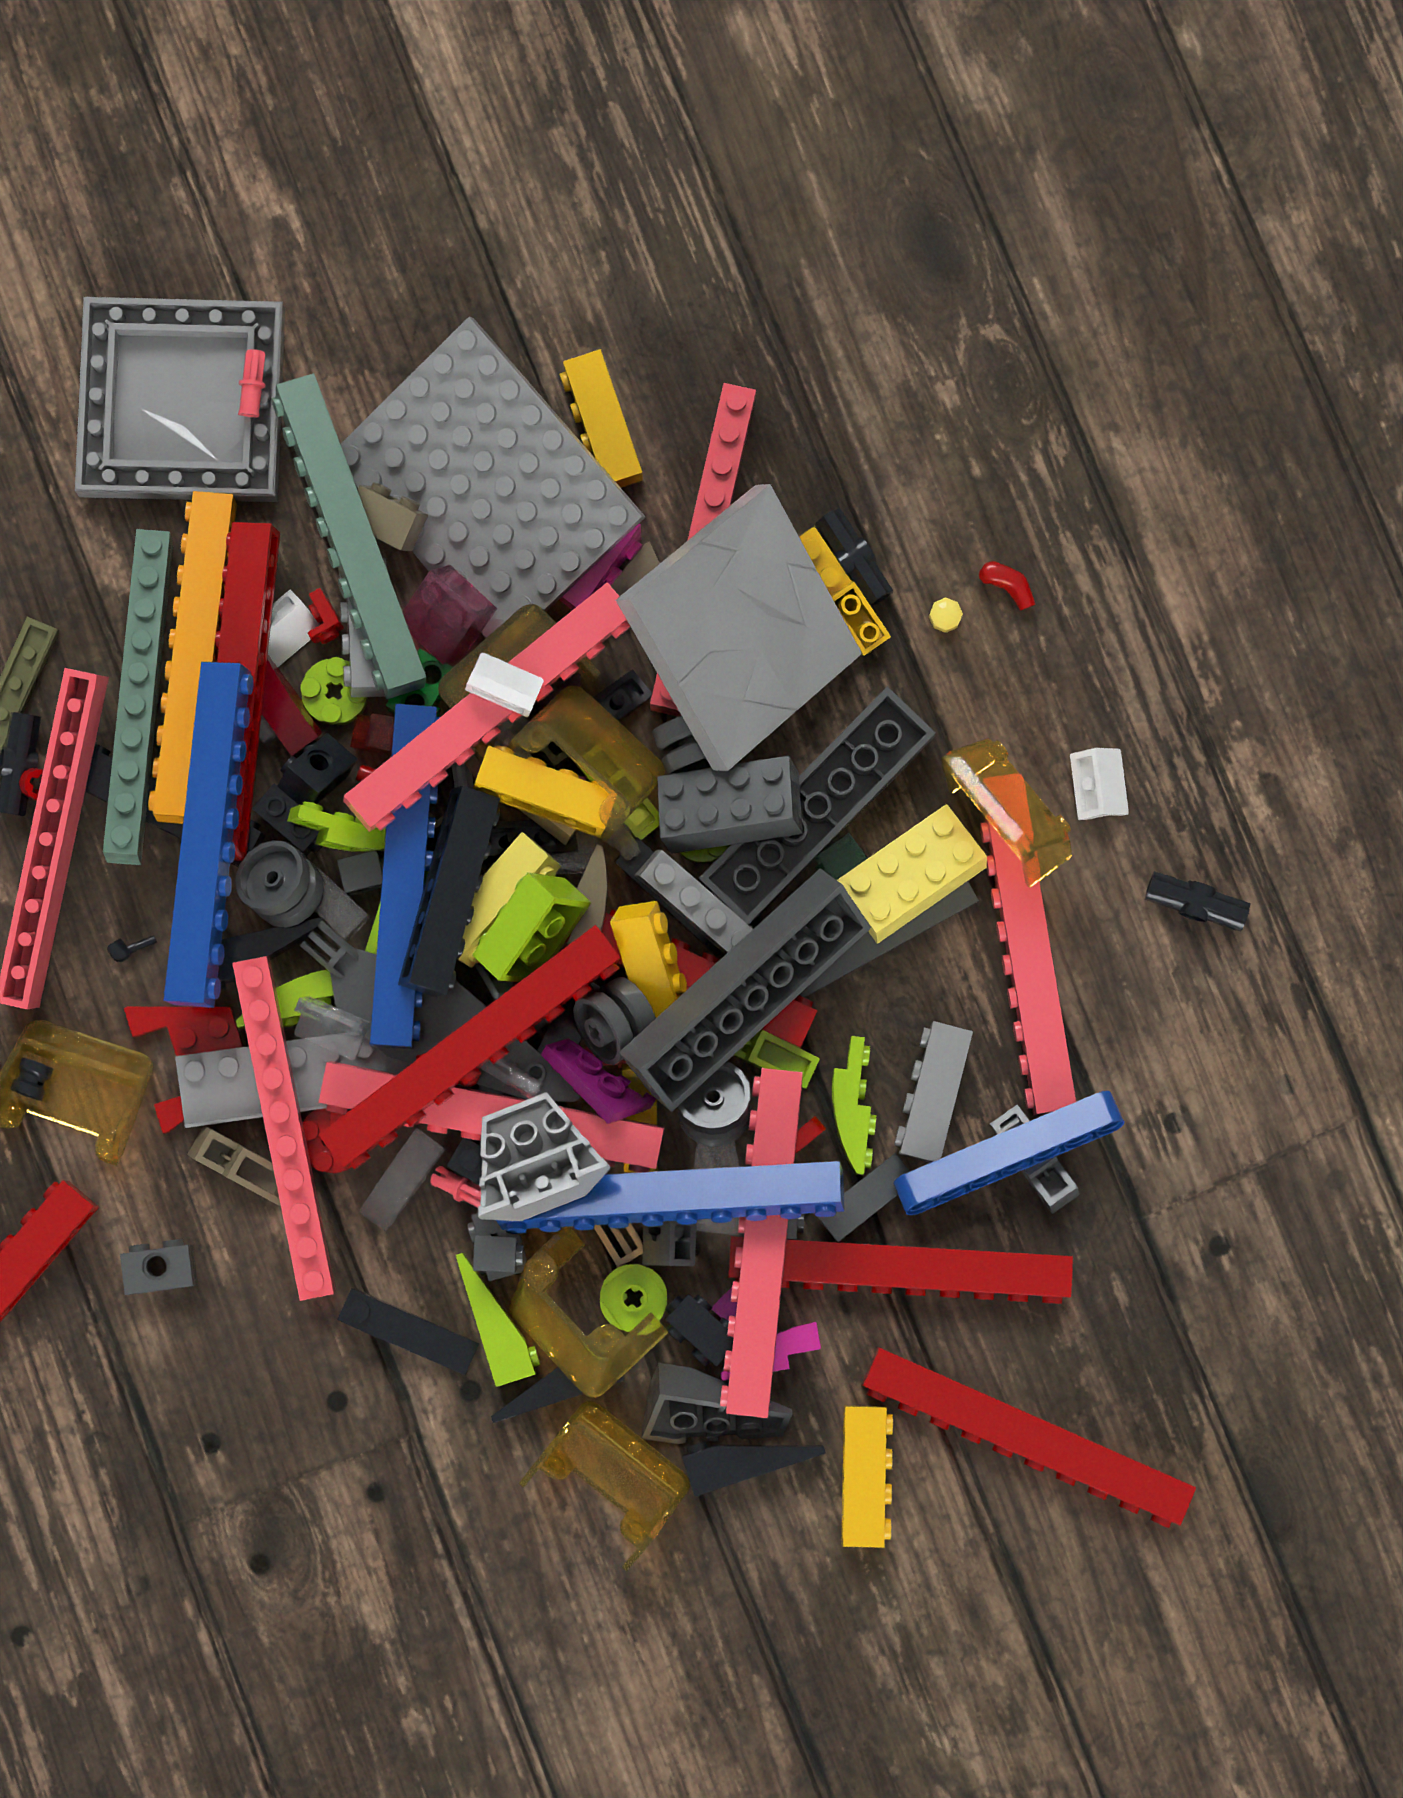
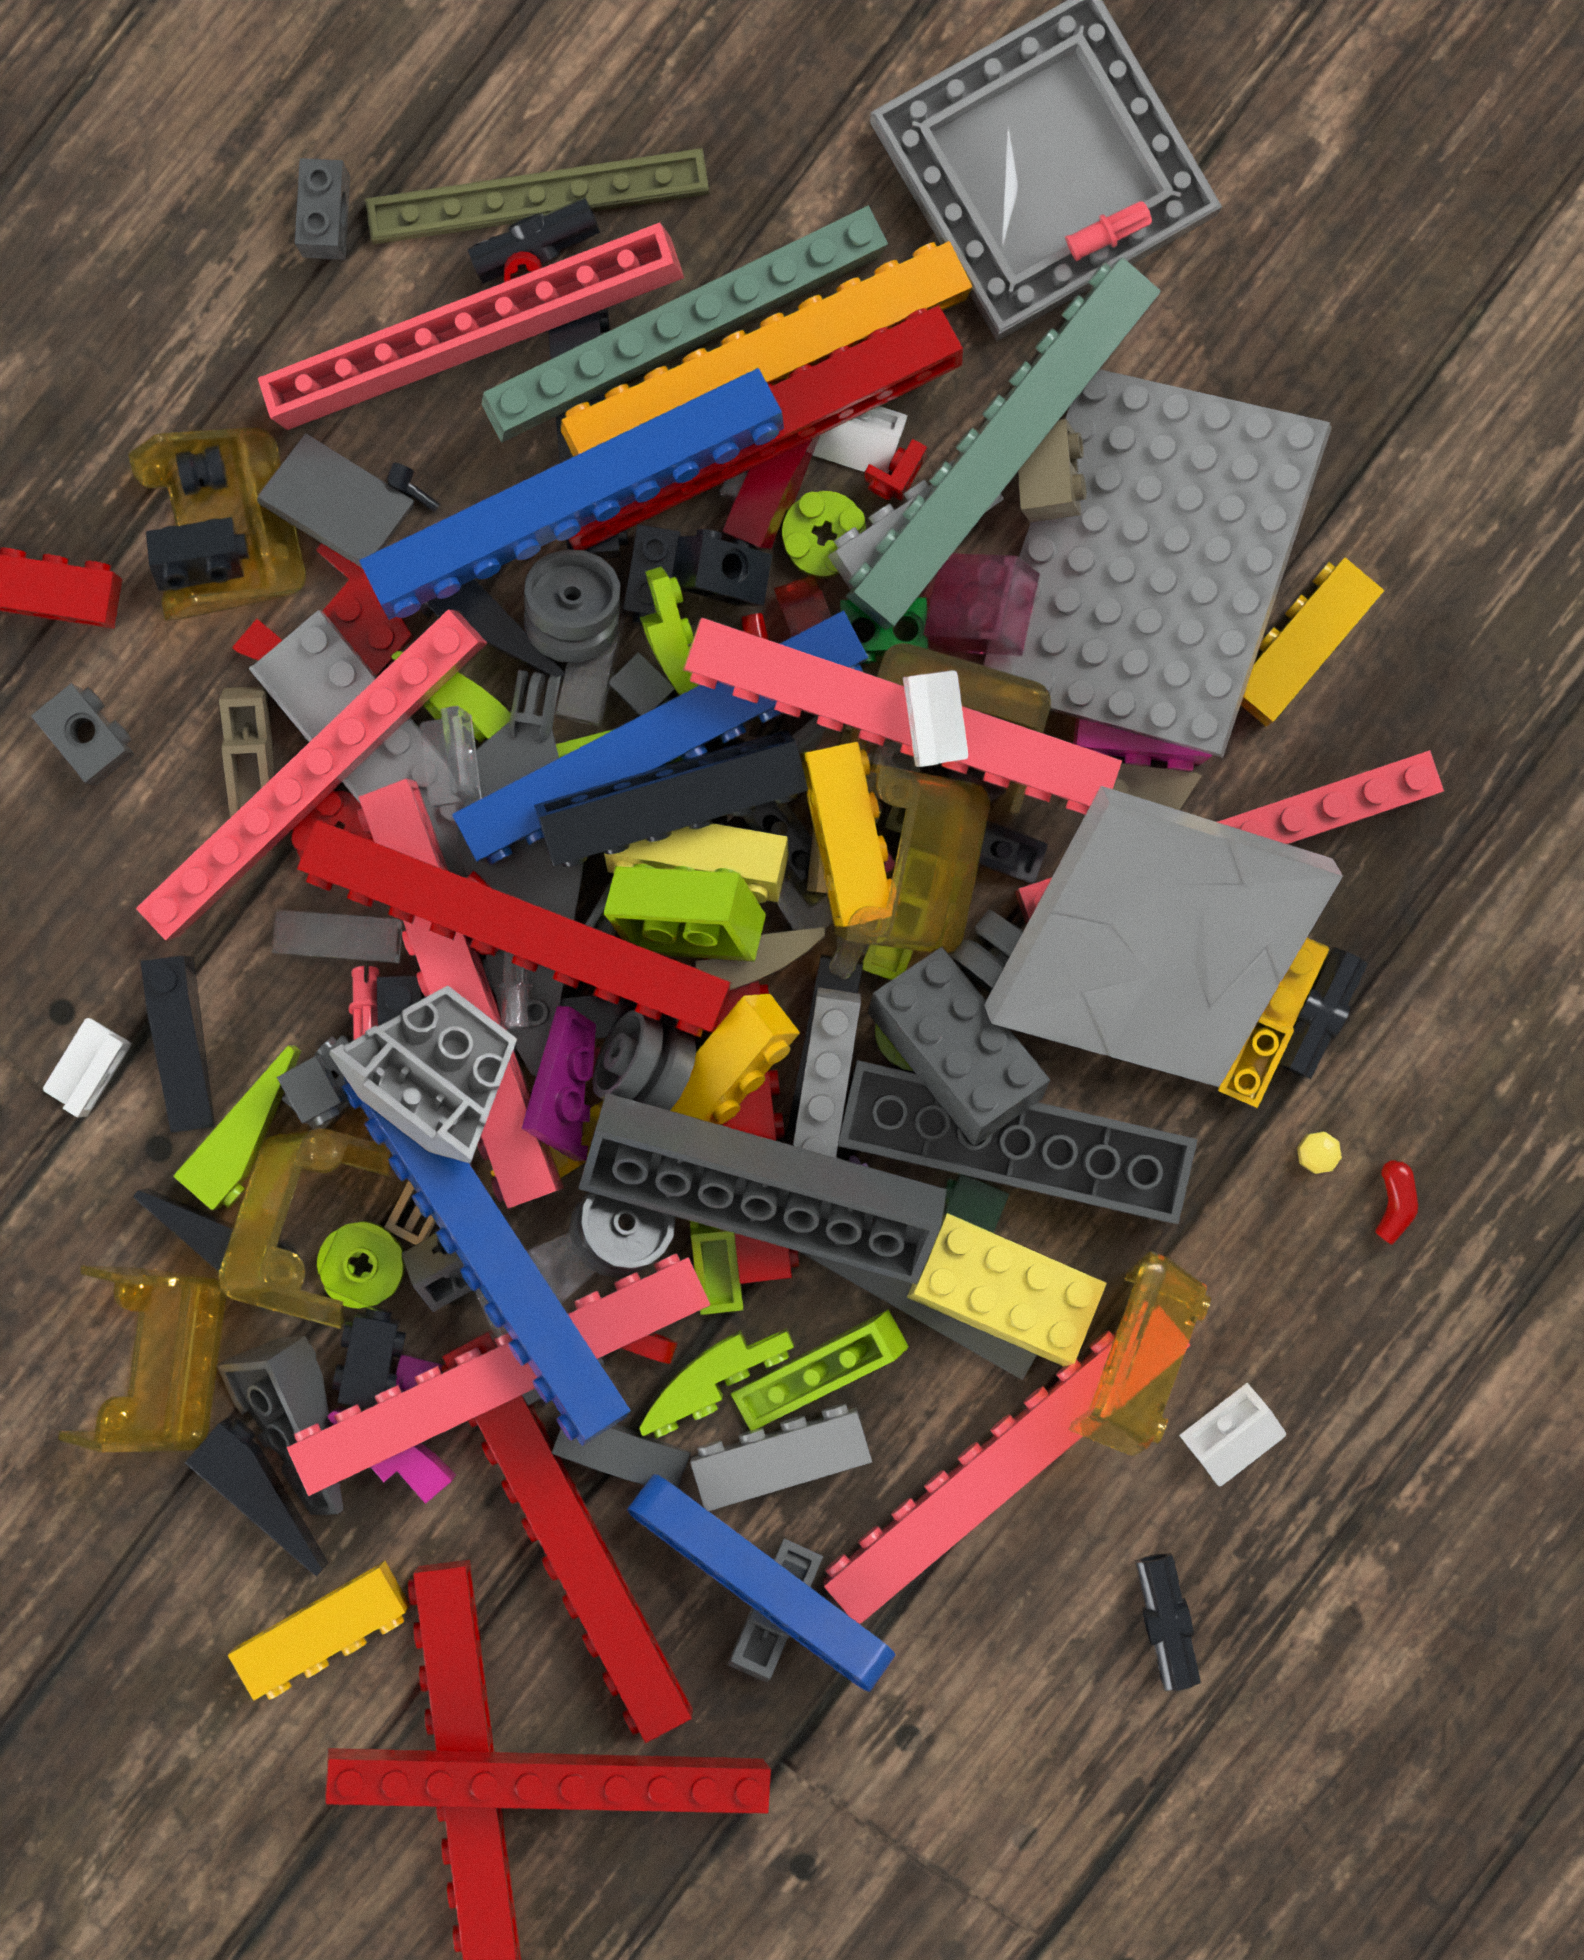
camera: 60 degrees right, 5 degrees up
(86, 1115) = (196, 553): none -> black brick
(109, 1003) = (335, 500): none -> dark grey tile
(385, 1406) = (86, 1067): none -> white panel
(891, 1031) = (821, 1370): none -> lime slope
(1056, 1377) = (546, 1781): none -> red brick

